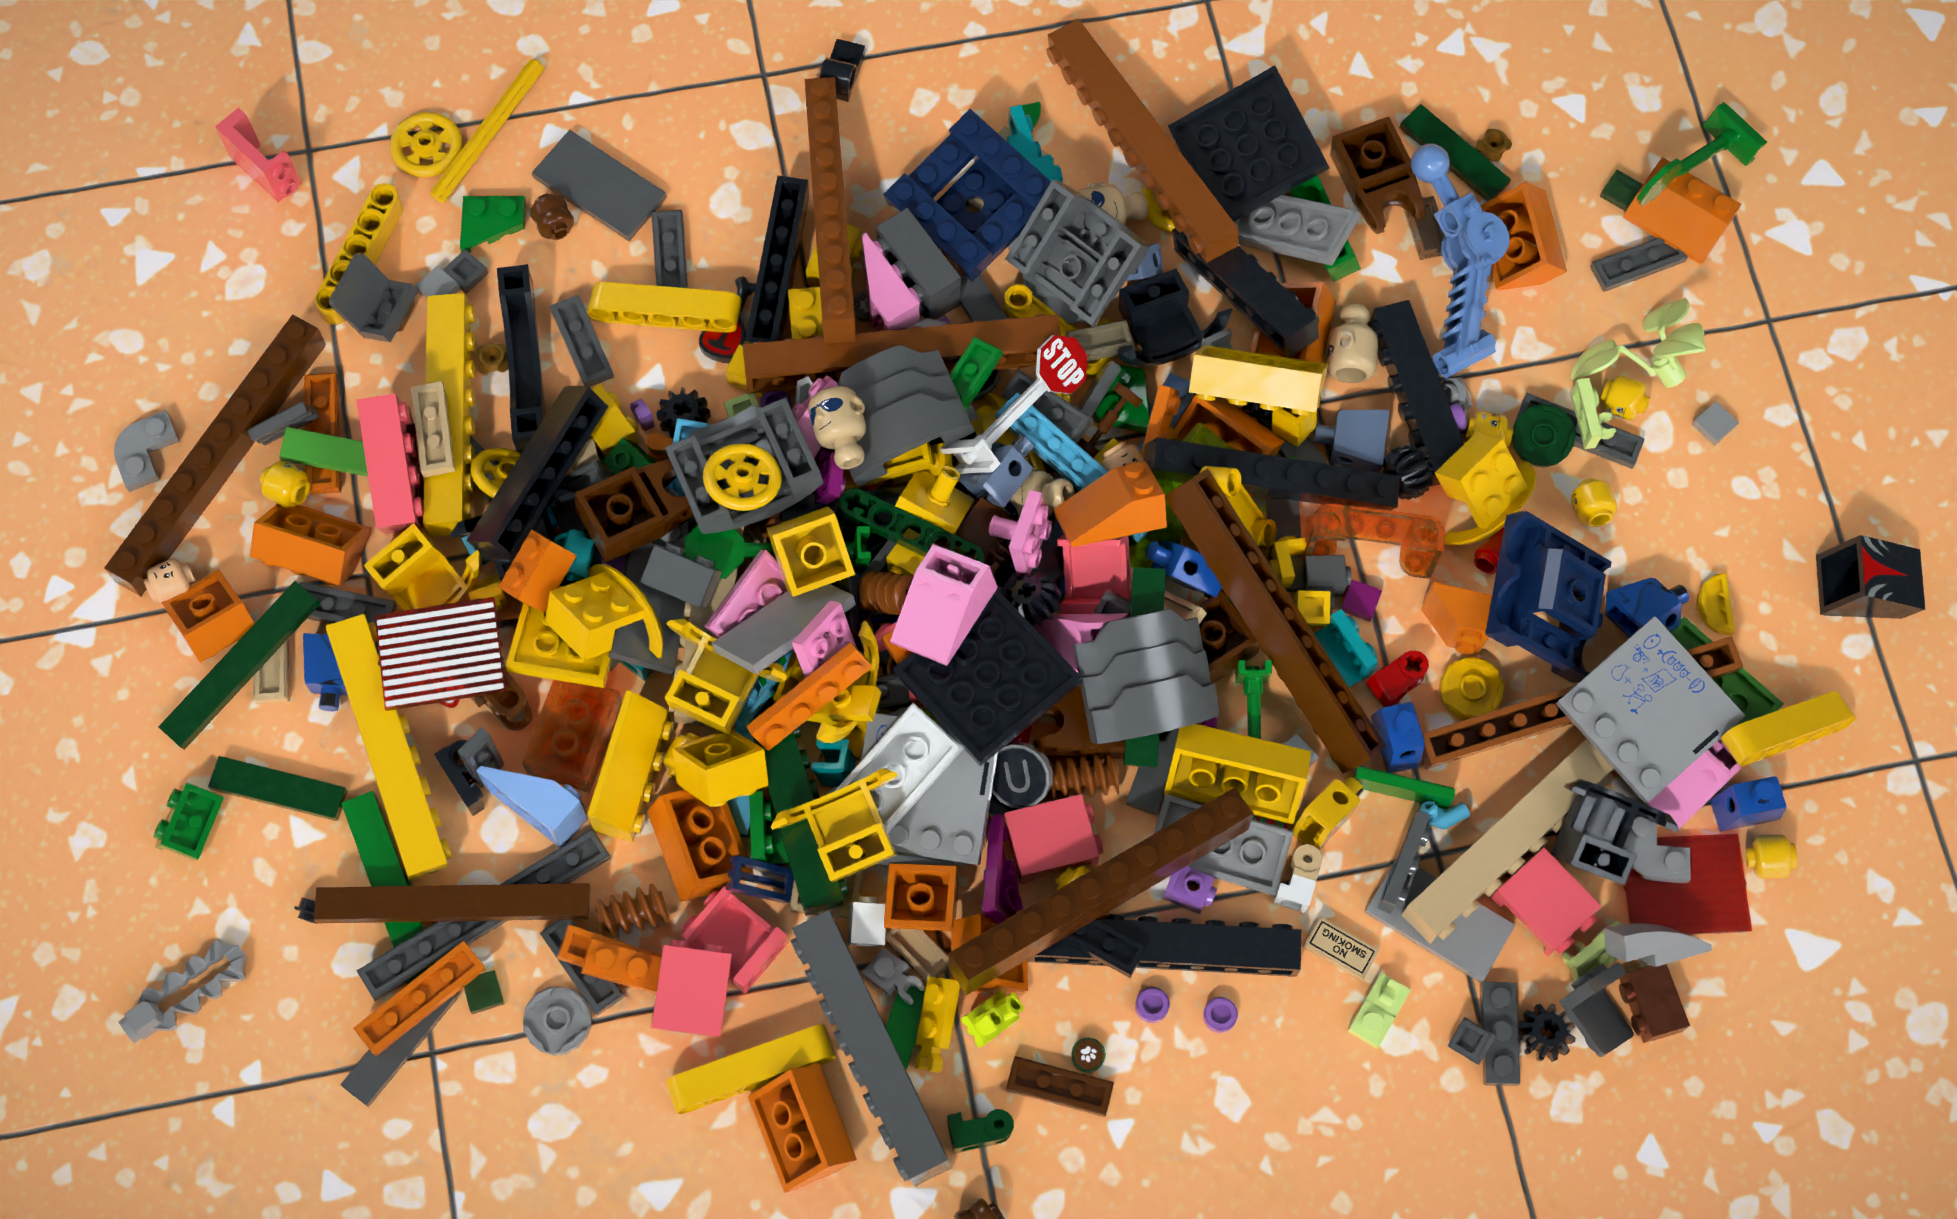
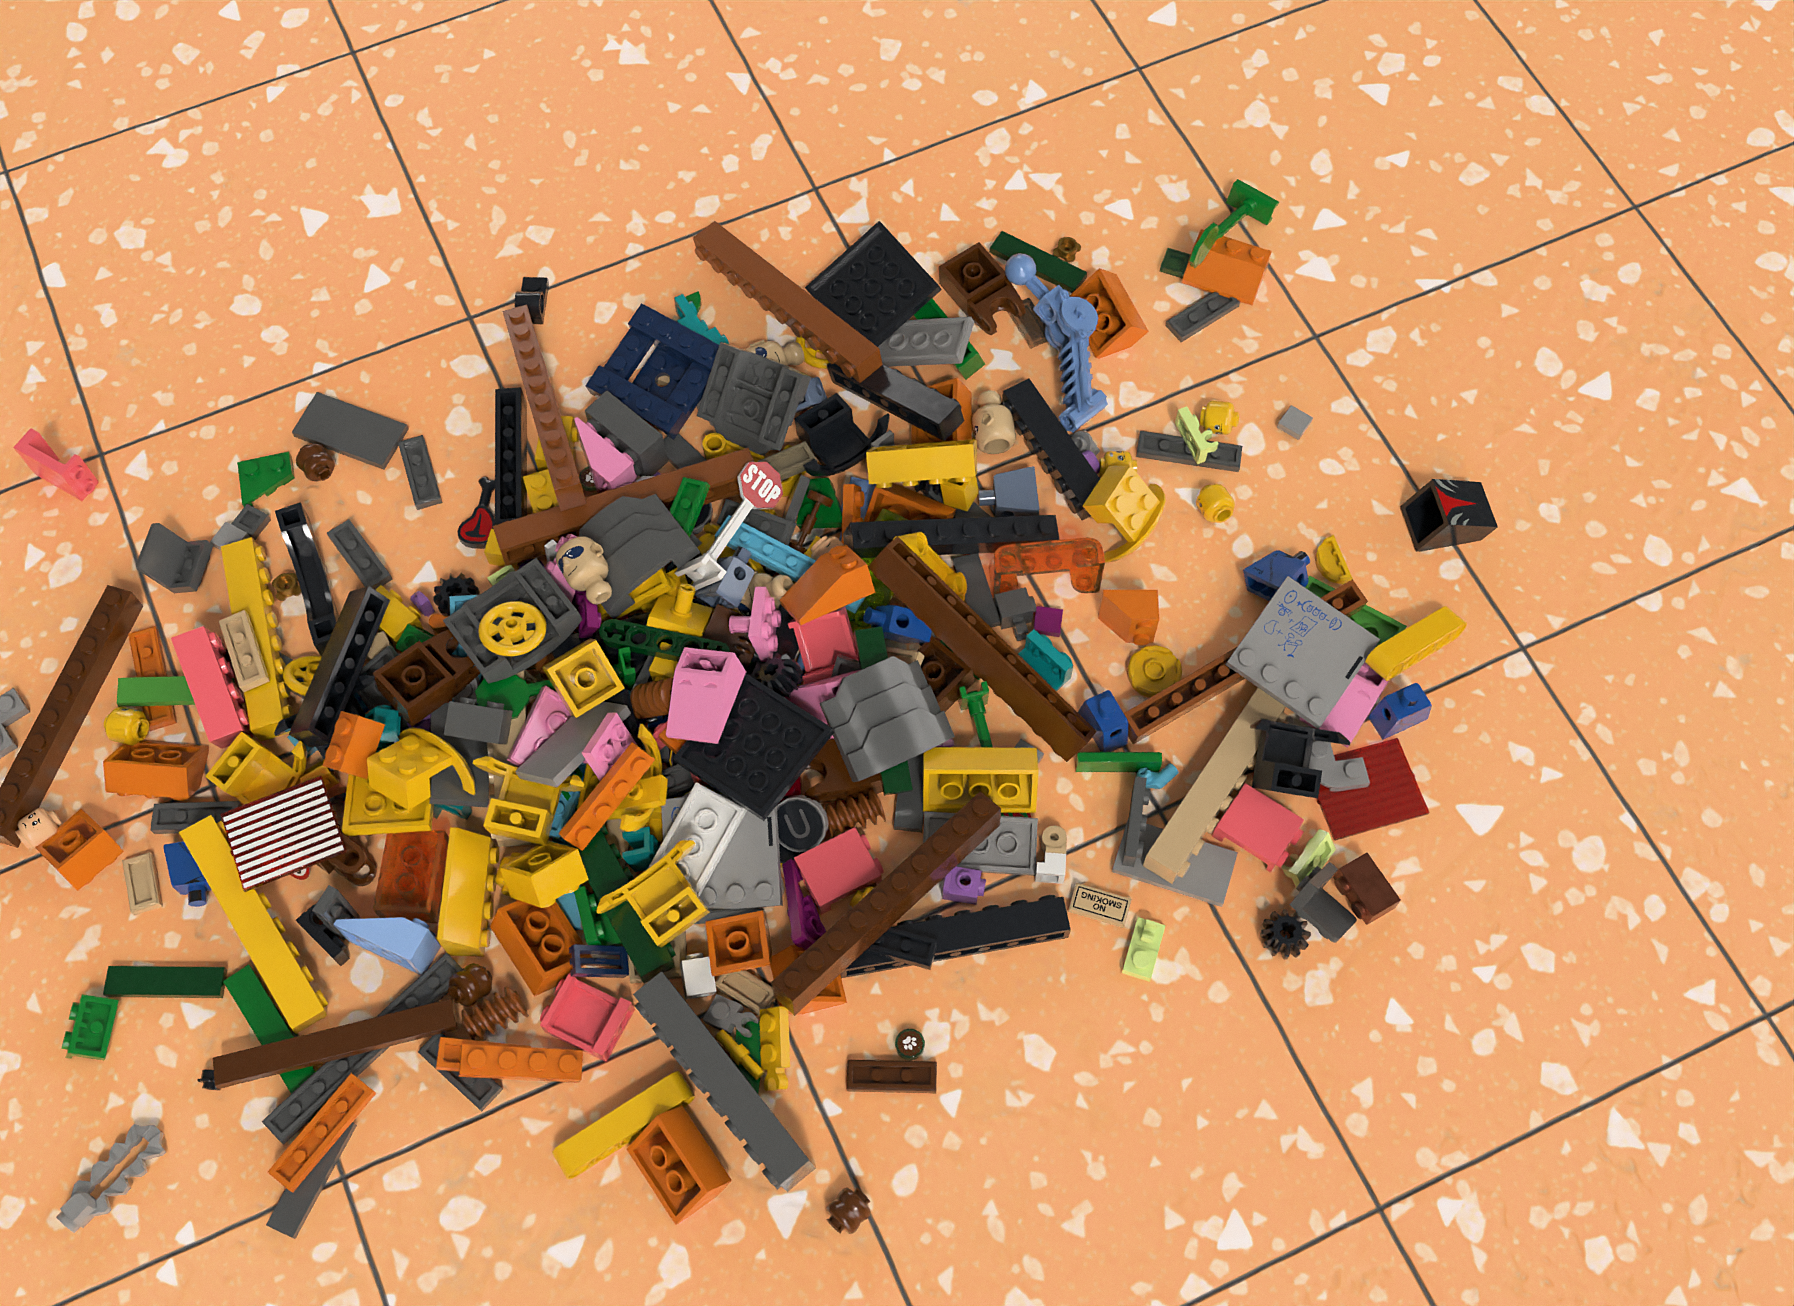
camera: 10 degrees left, 5 degrees down
(239, 665) = (112, 885): dark green tile -> none
(275, 426) = (108, 681): dark grey tile -> none
(362, 239) = (169, 488): yellow beam -> none
(425, 121) = (214, 439): yellow plate -> none
(484, 992) = (378, 1114): clear green tile -> none
(487, 131) = (247, 408): yellow axle -> none
(557, 1021) = (447, 1124): light grey tile -> none
(612, 872) = (470, 984): none -> reddish brown piece
(664, 307) = (423, 513): yellow beam -> none
(691, 989) = (558, 1068): coral panel -> none
(895, 1021) = (739, 1054): none -> yellow bar
(979, 1132) = (832, 1131): dark green leg -> none
(992, 1017) = (821, 1030): neon yellow hips -> none
(1152, 1005) = (954, 989): medium lavender tile -> none
(1220, 1015) = (1012, 984): medium lavender tile -> none
(1281, 557) = (975, 598): yellow bracket -> none
(1313, 607) = (1012, 633): yellow panel -> none
(1328, 812) = (1062, 796): yellow torso -> none
(1394, 681) = (1090, 678): red piece -> none
(1412, 470) = (1064, 507): black gear -> none
(1471, 1041) = (1226, 955): dark grey tile -> none
(1488, 553) = (1144, 561): red cone -> none
(1499, 1017) = (1247, 945): dark grey plate -> none
(1543, 435) = (1162, 460): dark green tile -> none
(1550, 574) = (1191, 562): dark blue piece -> none
(1651, 943) = (1352, 840): light grey slope -> none
(1665, 364) = (1243, 383): yellowish green plant -> none
(1771, 856) = (1429, 749): yellow head -> none

